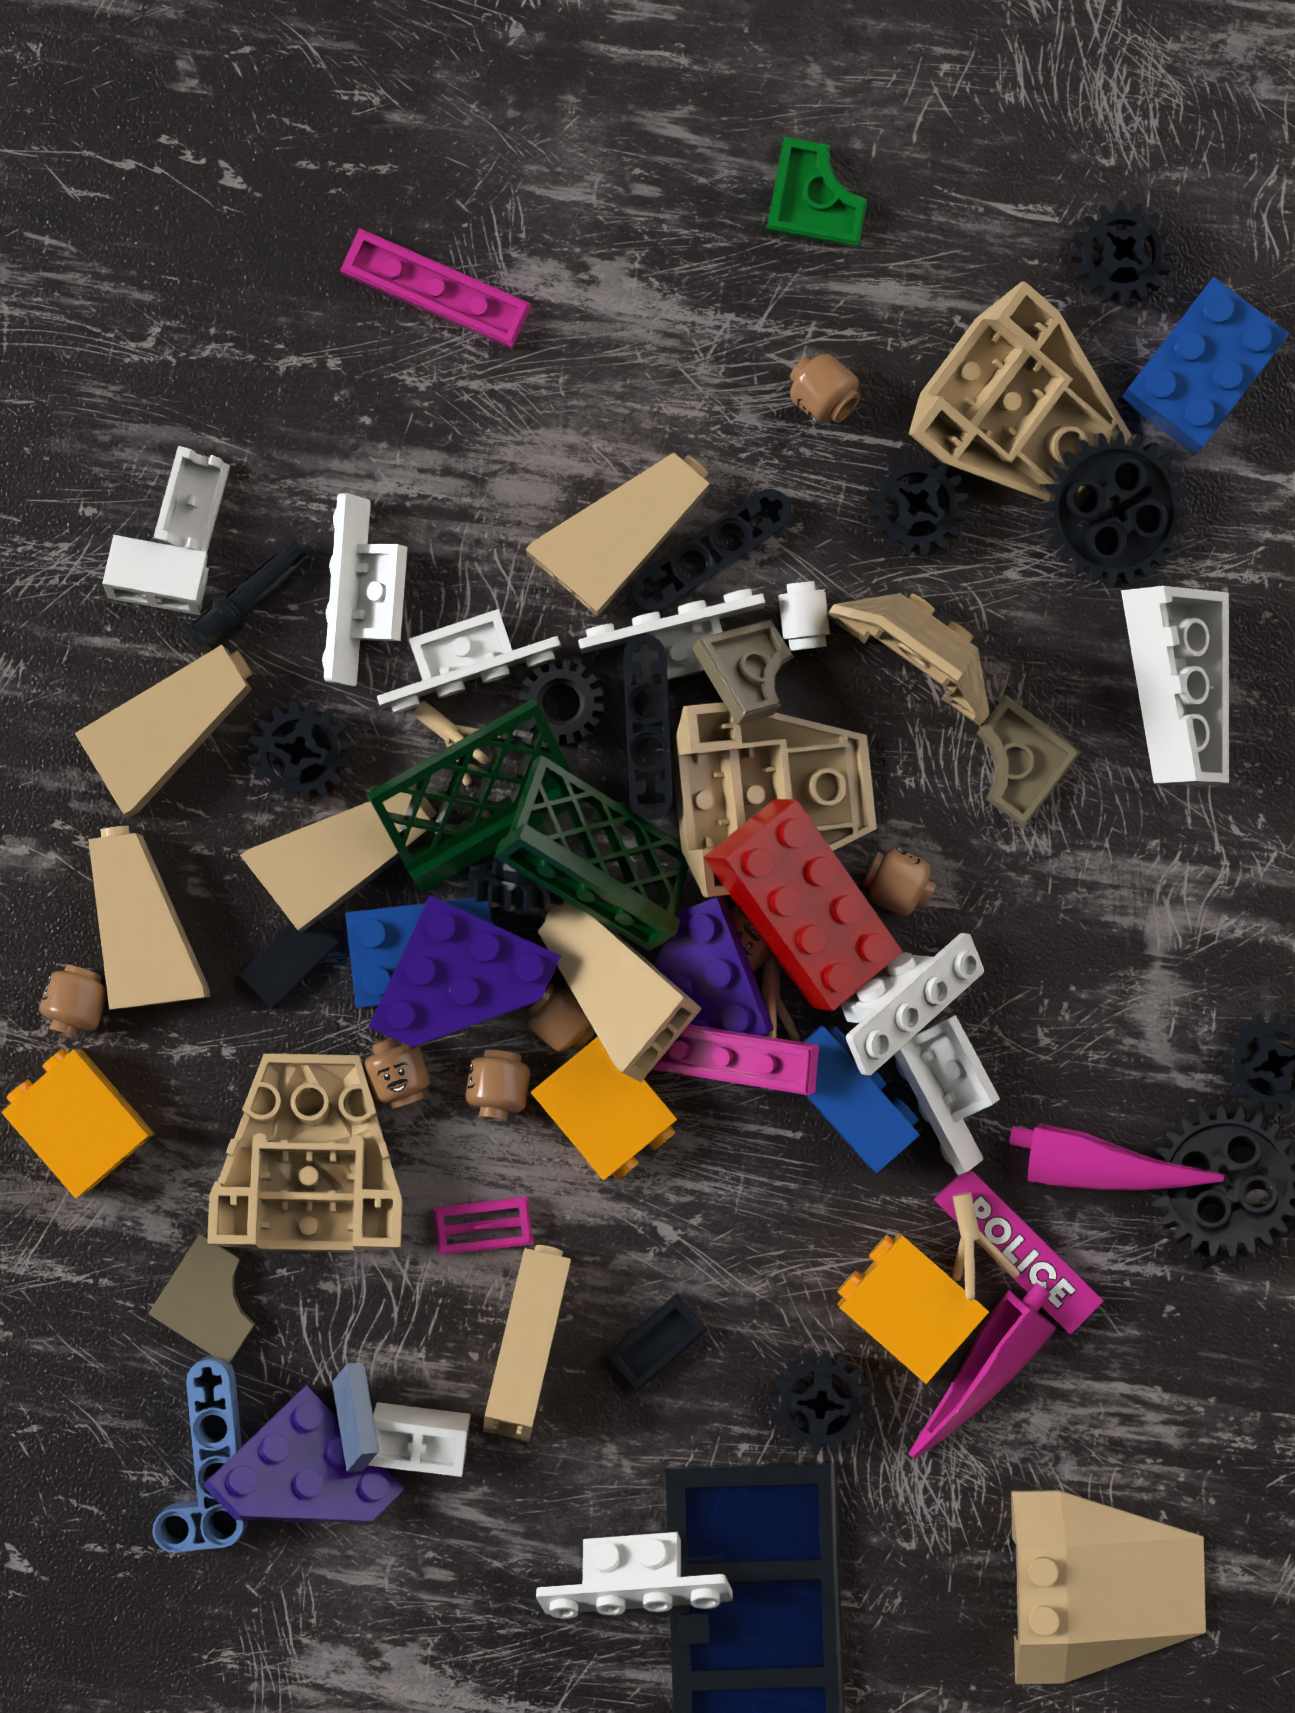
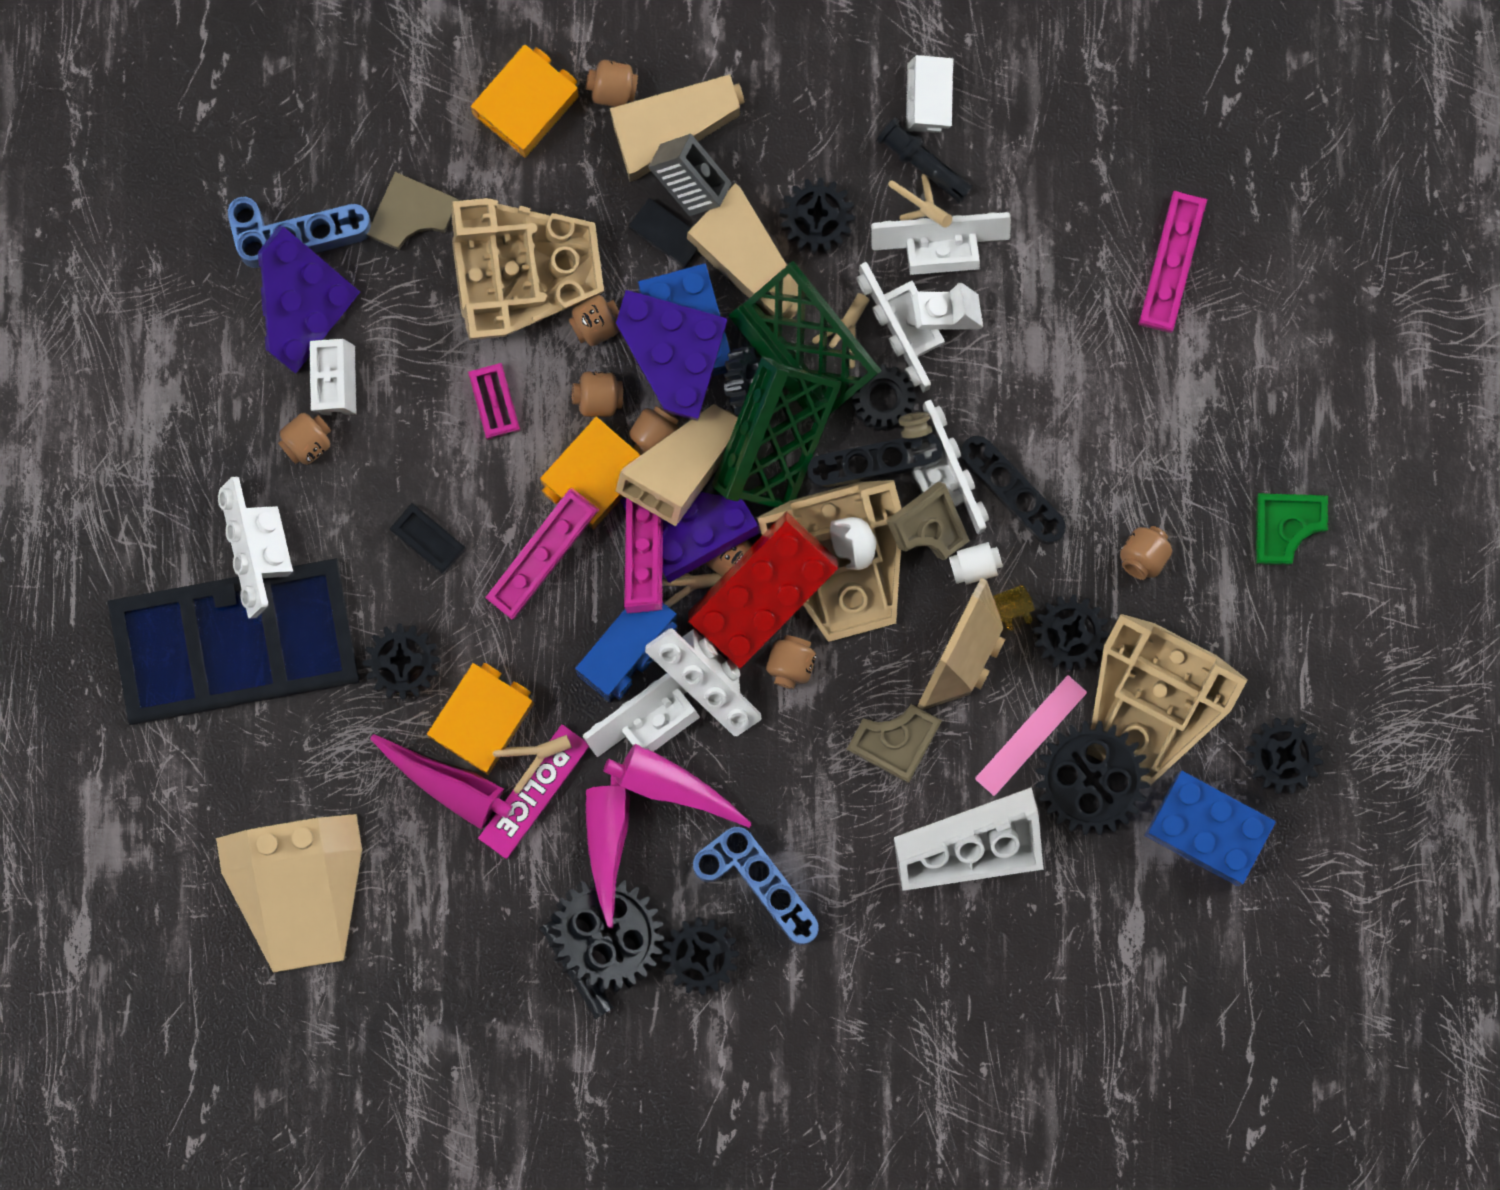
camera: 75 degrees right, 5 degrees down
(159, 729) = (820, 116): tan slope -> none
(191, 500) = (987, 110): white hinge -> none
(220, 915) = (690, 175): none -> dark grey brick
(314, 602) = (926, 208): none -> tan plant
(355, 1417) = (342, 328): sand blue tile -> none
(456, 598) = (948, 309): none -> white slope
(497, 1489) = (305, 438): none -> medium nougat head
(526, 1343) = (412, 442): tan slope -> none
(610, 665) = (915, 425): none -> dark tan bush
(617, 534) = (1013, 419): tan slope -> none
(704, 1192) = (542, 553): none -> dark pink tile
(755, 771) = (854, 541): none -> white hair
(867, 574) = (1013, 604): none -> clear yellow tile
(1038, 1074) = (665, 781): none -> dark pink piece
(1040, 581) = (1031, 735): none -> bright pink sticker
(1195, 967) = (763, 889): none -> medium blue beam

